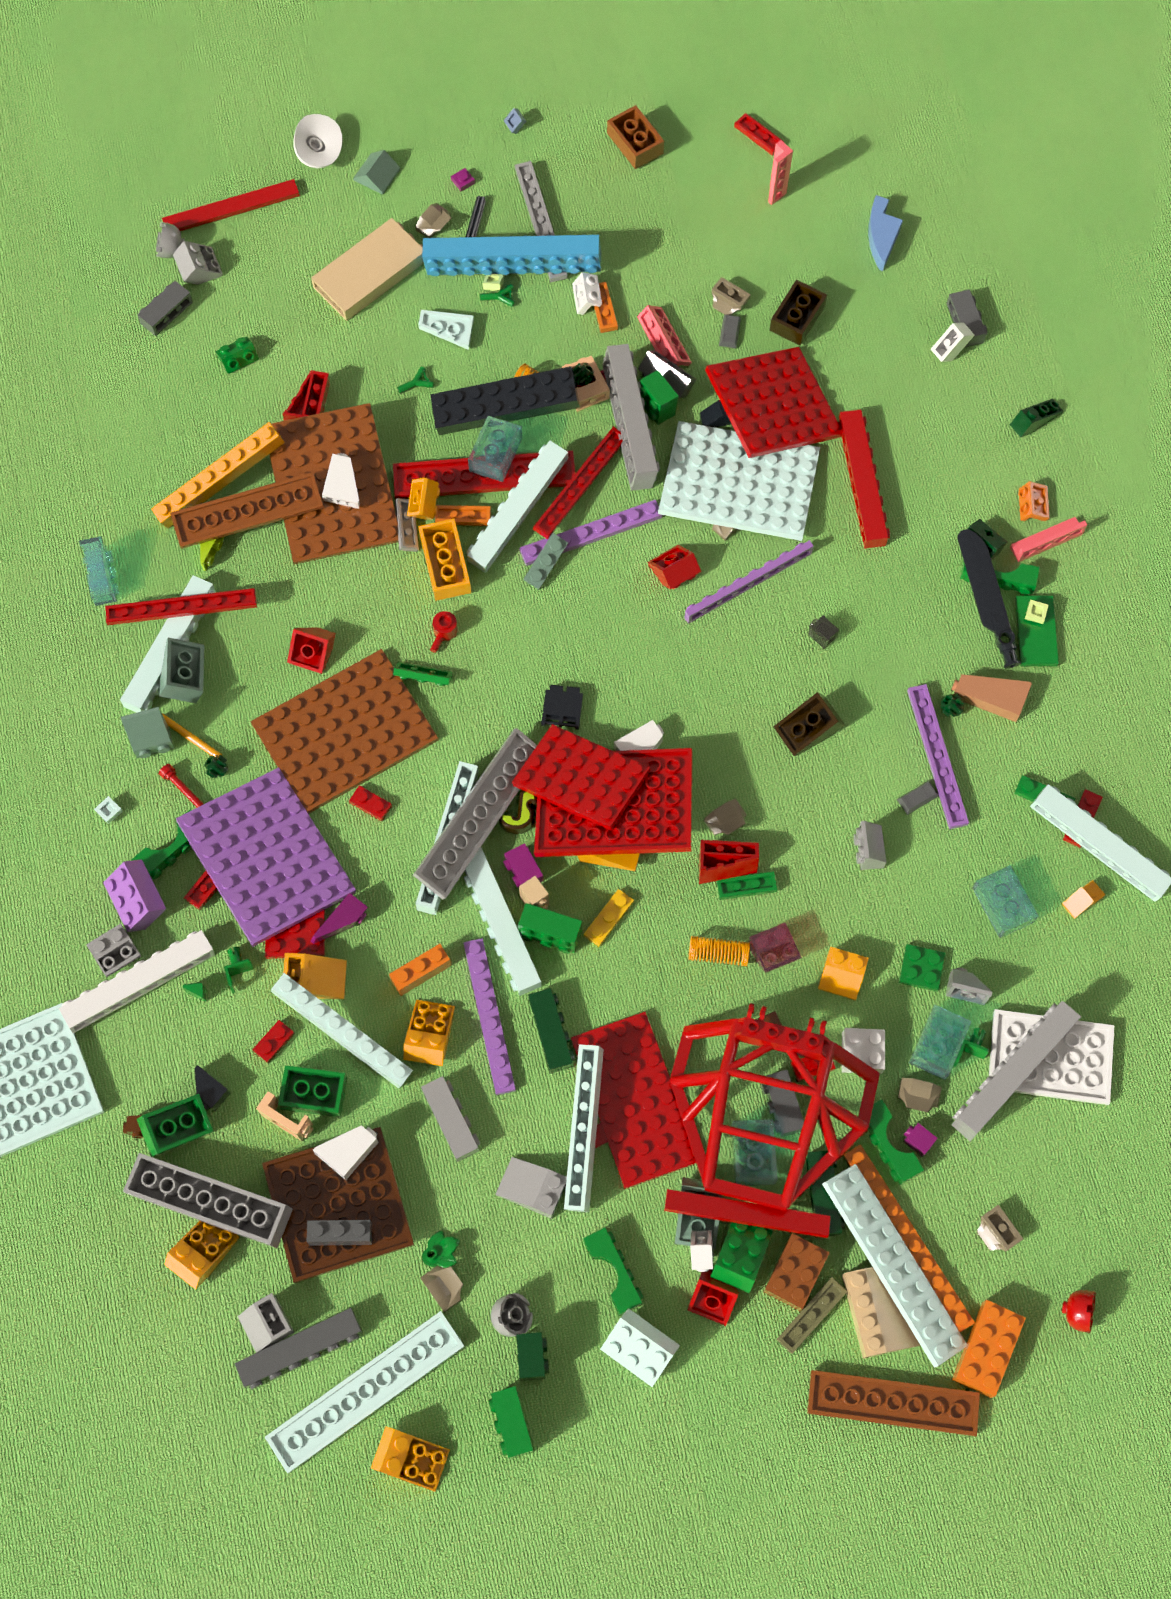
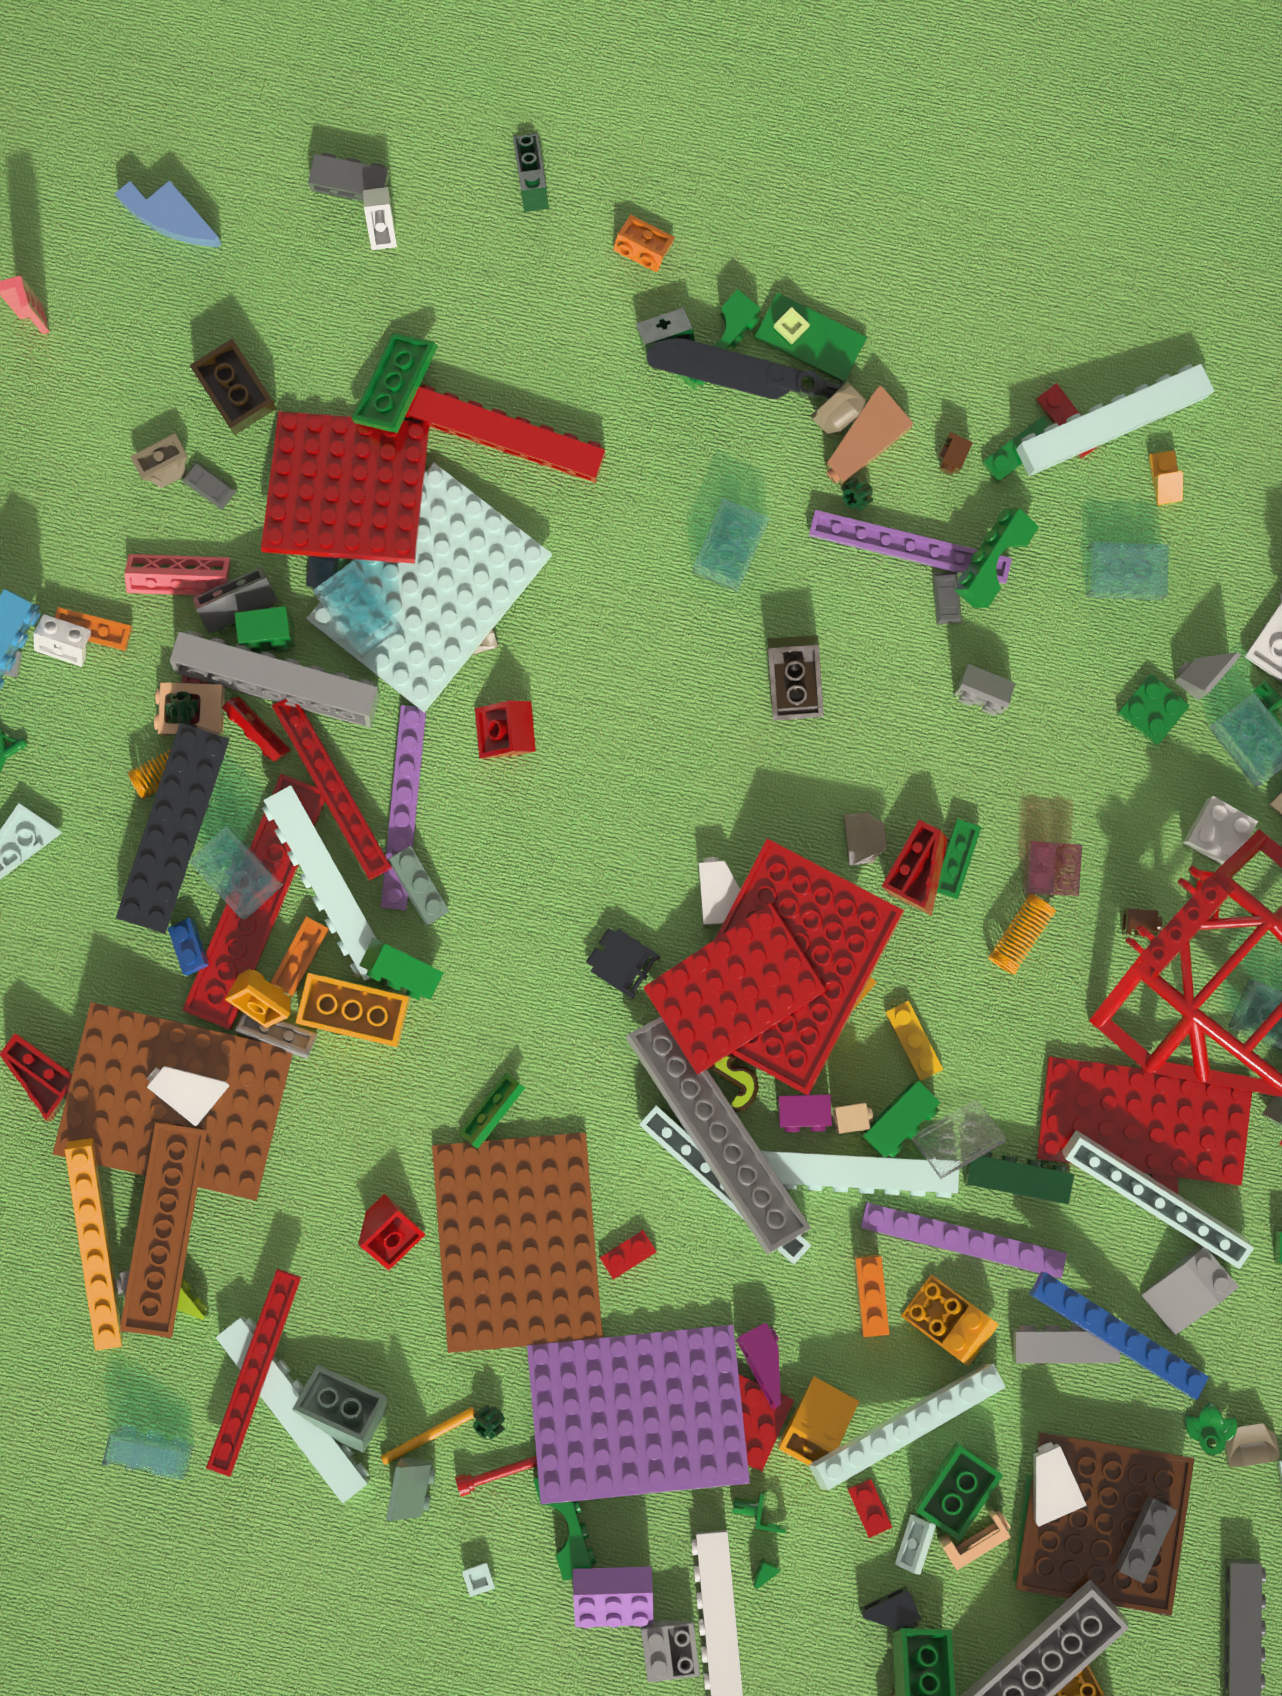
camera: 65 degrees left, 15 degrees up
(201, 891) = (642, 1513): red plate -> none
(261, 1082) = (915, 1544): none -> light aqua plate
(265, 1323) = (1198, 1665): light grey slope -> none
(416, 381) = (75, 921): green piece -> none
(434, 449) = (188, 946): none -> blue plate
(444, 628) = (443, 1053): red piece -> none
(474, 1148) = (1118, 1335): none -> blue plate
(484, 572) = (400, 970): none -> green brick
(556, 974) = (959, 1139): none -> clear tile
(593, 424) = (255, 729): none -> red plate
(700, 439) = (357, 609): none -> clear light blue brick
(754, 578) = (569, 638): medium lavender plate -> none
(783, 1106) = (1214, 950): dark grey brick -> none
(823, 631) = (683, 595): clear smoke brick -> none
(843, 973) = (1118, 804): light orange slope -> none
(856, 398) = (394, 382): none -> green tile
(872, 642) = (730, 545): none -> clear light blue brick
(939, 805) = (980, 582): none -> green arch
(1001, 664) = (839, 409): none -> dark tan slope
(1015, 754) = (954, 454): none -> reddish brown brick
(1048, 539) = (699, 254): coral fence -> none

